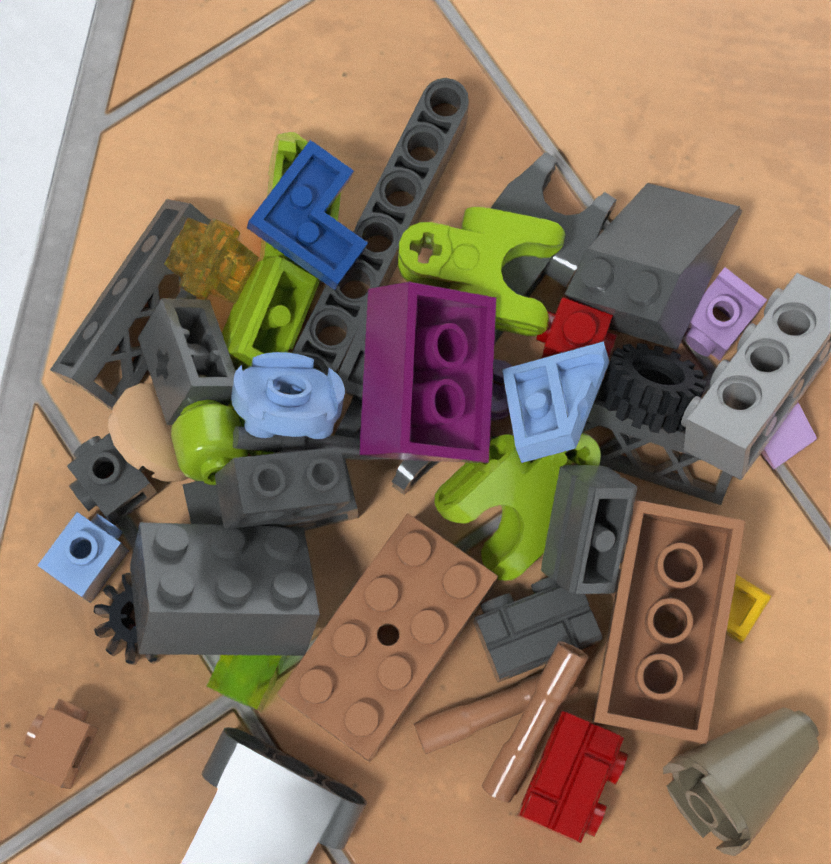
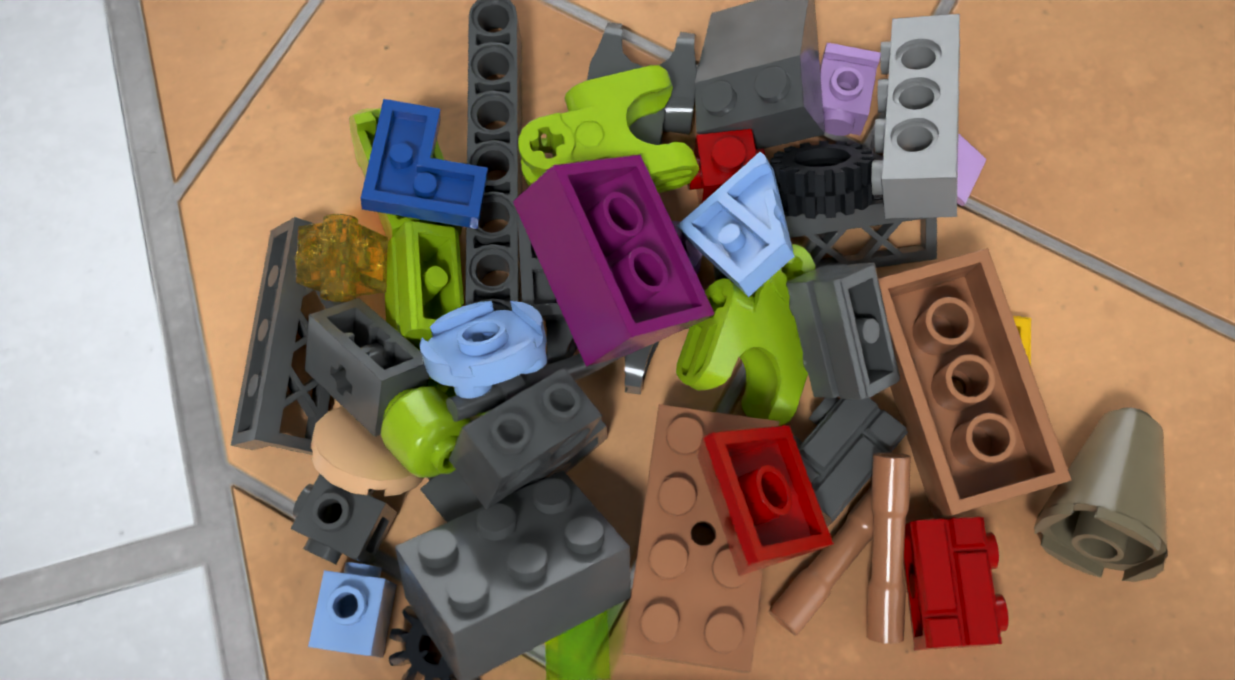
camera: 25 degrees left, 5 degrees down
(448, 629) = (762, 496): none -> red slope

